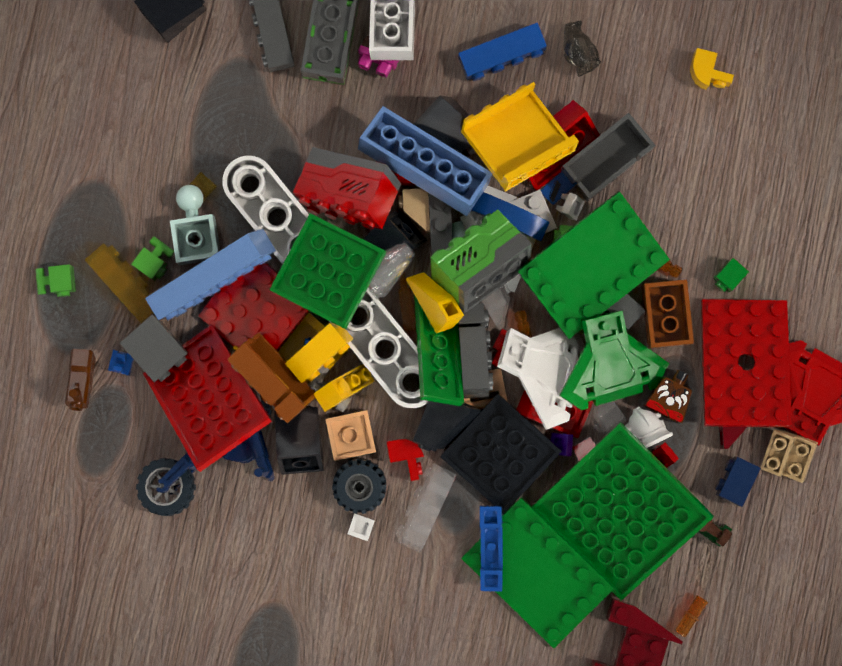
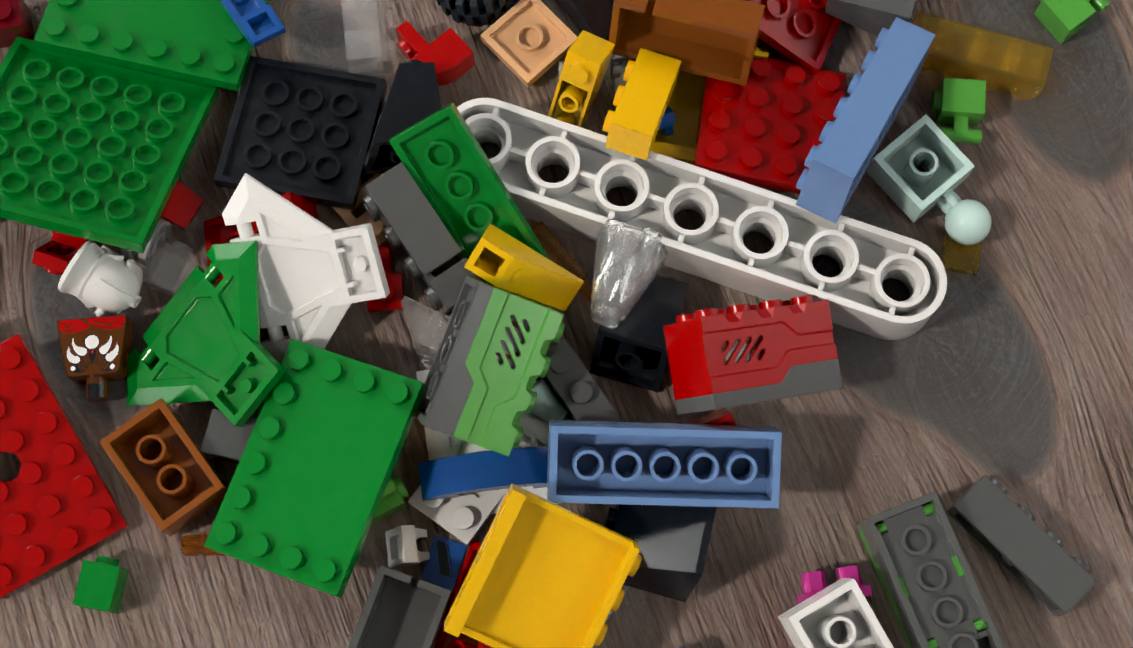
camera: 150 degrees right, 10 degrees down
(328, 271) = (702, 211): green plate -> none
(416, 207) = (635, 400): tan slope -> none
(523, 326) = (371, 328): clear orange axle -> none
(563, 442) = (215, 197): dark purple plate -> none

